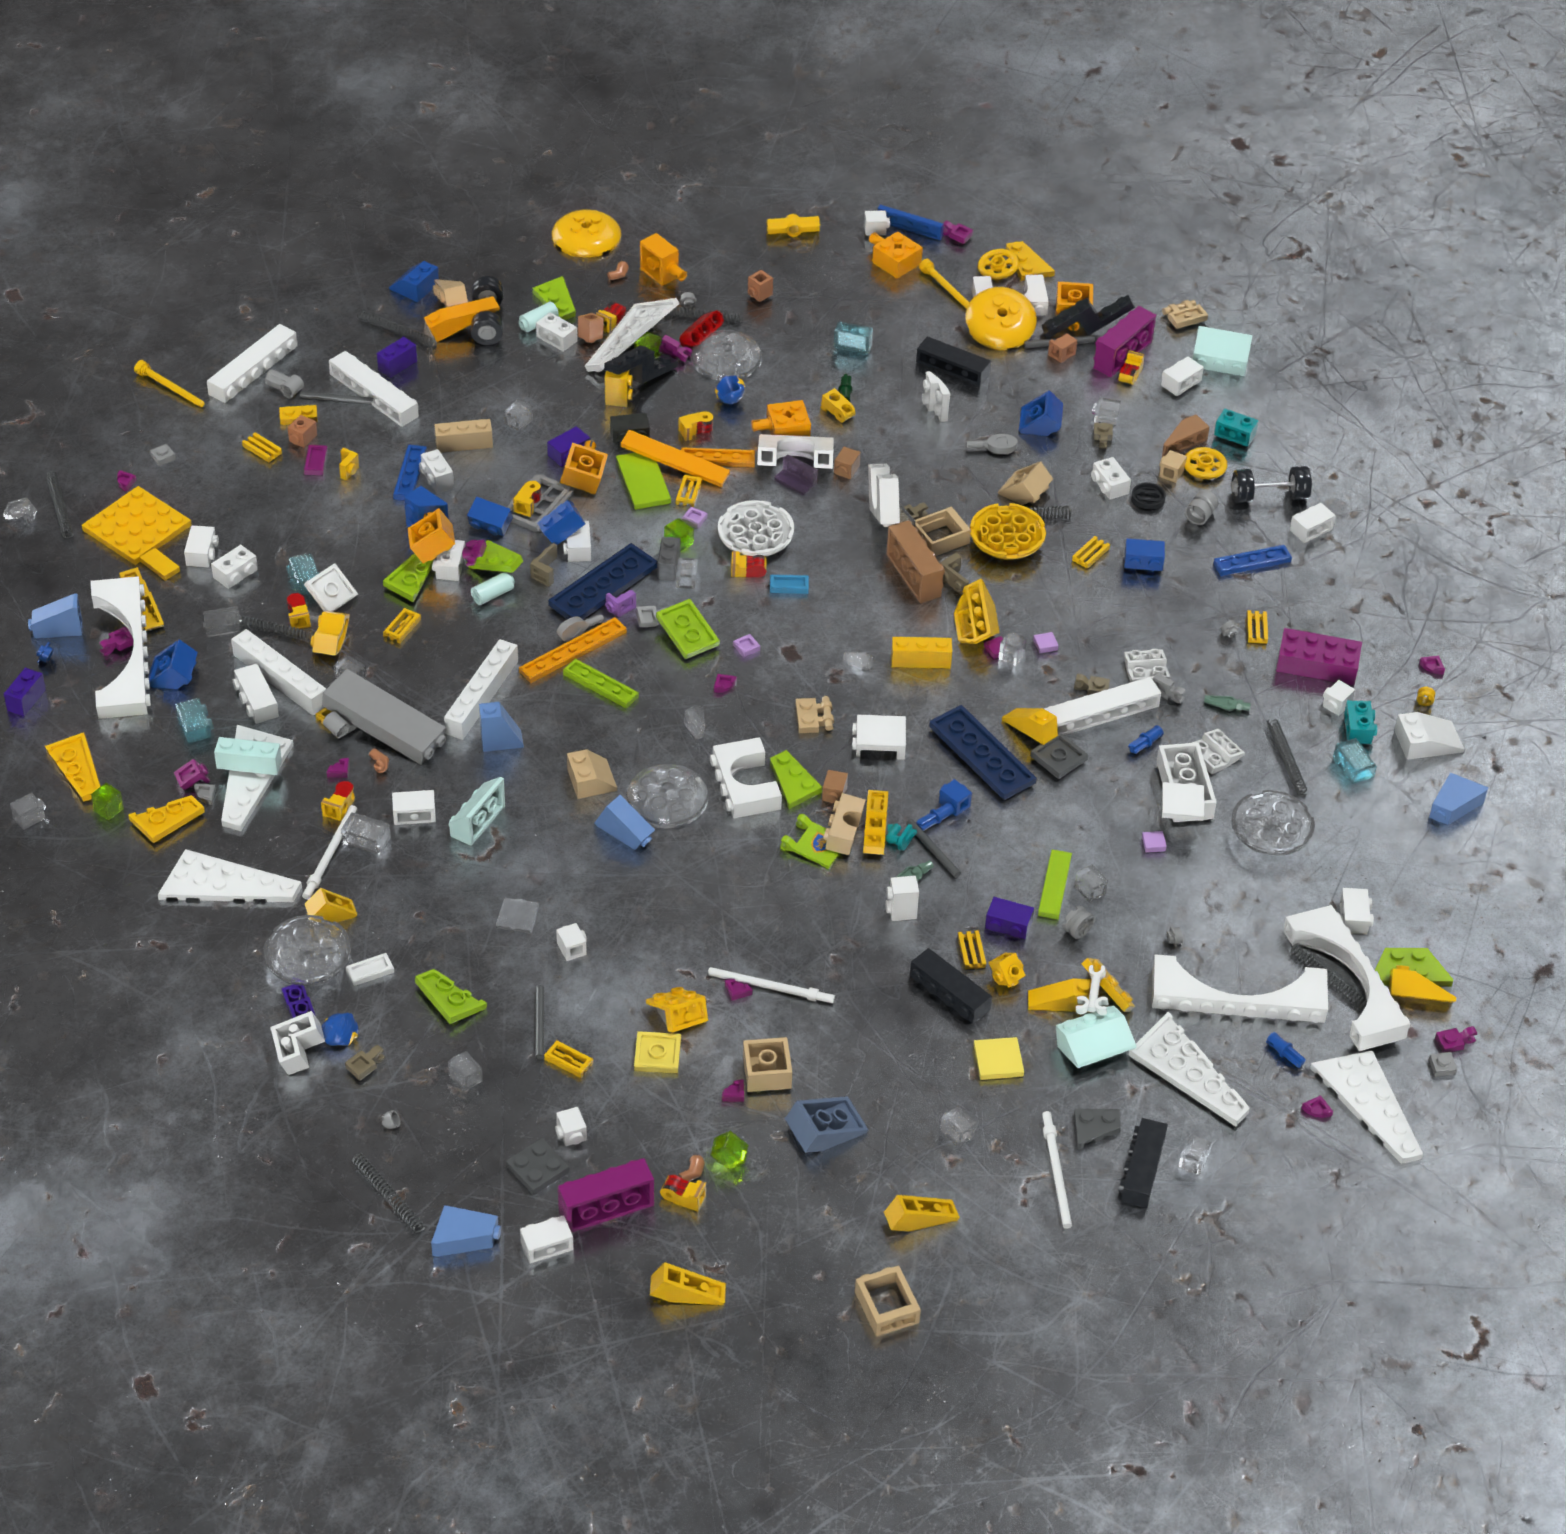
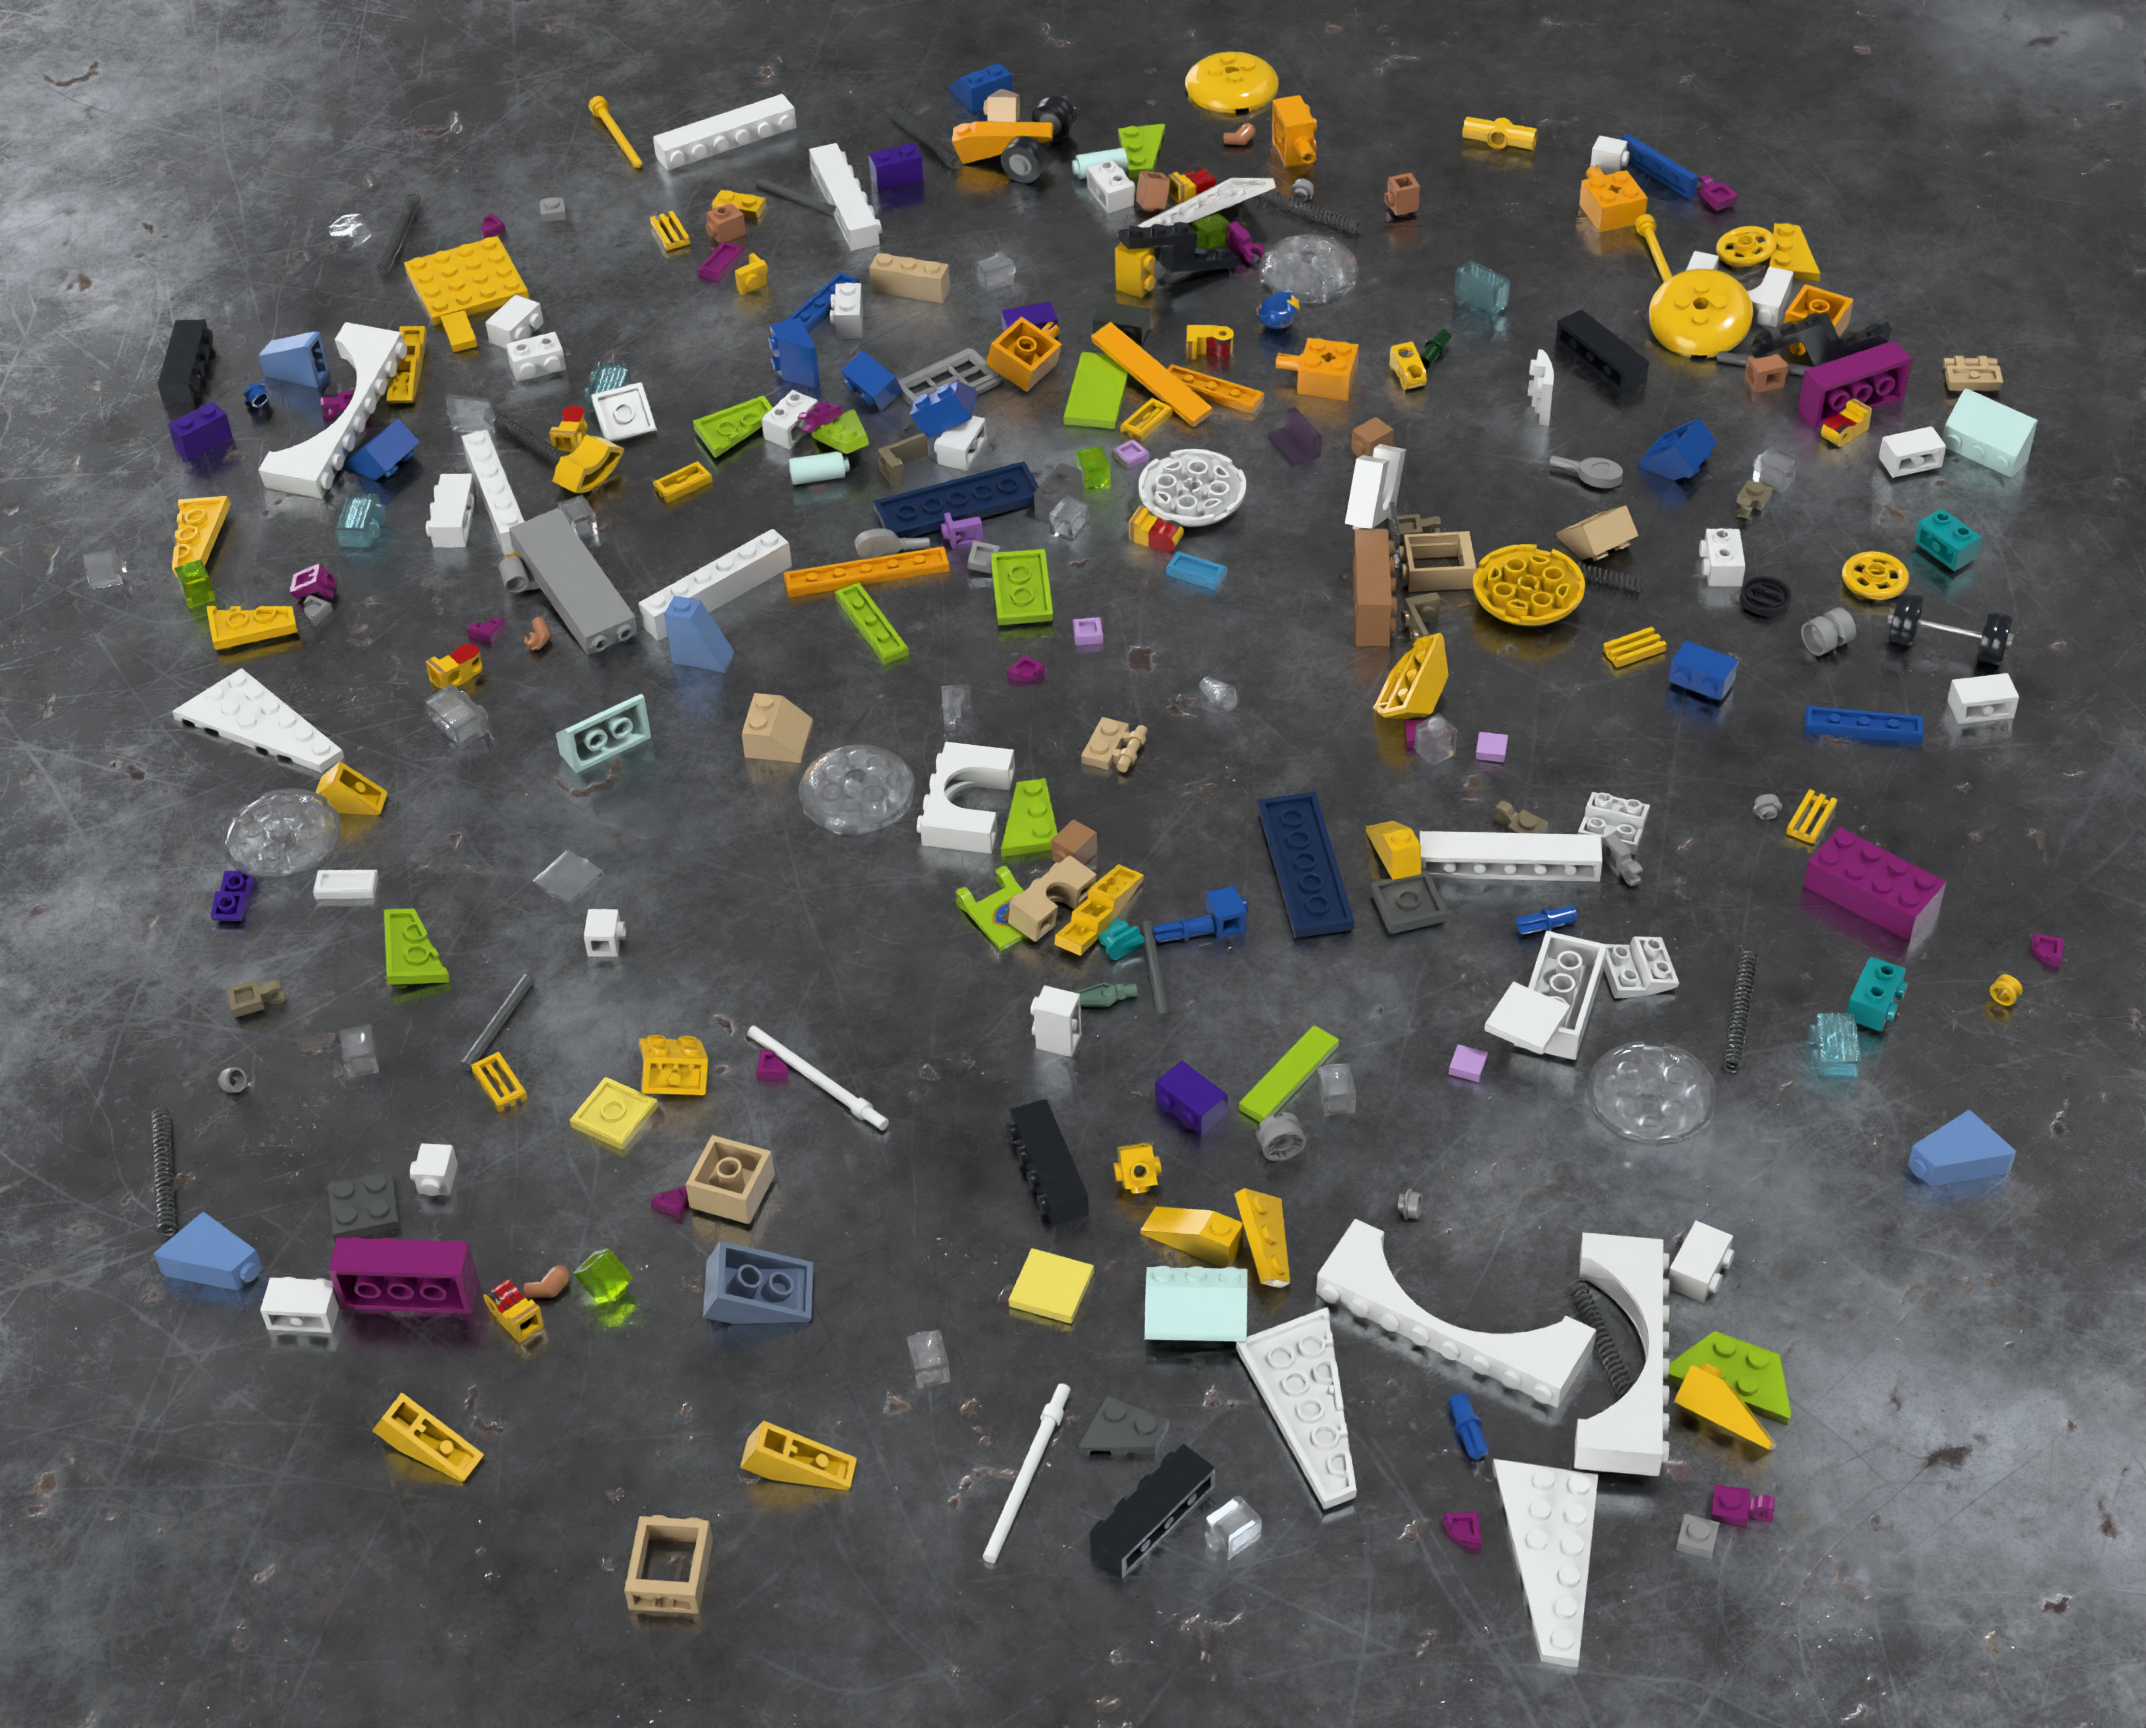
camera: 30 degrees right, 0 degrees up
(247, 788) = (392, 594): white wing -> none
(248, 756) = (379, 578): light aqua brick -> none
(287, 385) = (746, 165): light grey piece -> none
(293, 1038) = (182, 937): white brick -> none
(315, 879) = (360, 753): white bar -> none
(340, 1029) = (254, 945): blue hair -> none
(413, 807) = (534, 702): white brick -> none
(431, 536) = (772, 381): light orange brick -> none
(526, 498) = (931, 371): yellow leg -> none
(625, 823) = (770, 804): medium blue slope -> none
(701, 327) = (1302, 225): red beam -> none
(776, 446) = (1337, 410): white arch -> none
(880, 734) = (1180, 797): white panel -> none
(921, 652) = (1307, 707): yellow brick -> none
(968, 936) = (1121, 1105): yellow tile -> none
(1094, 1003) = (1215, 1252): white bar -> none
(1172, 466) = (1823, 566): tan brick -> none
(1187, 435) = (1867, 531): medium nougat slope -> none
(1227, 703) = (1699, 906): sand green piece -> none
(1337, 696) = (1867, 943): white brick -> none
(1426, 736) = (1974, 1047): white slope -> none

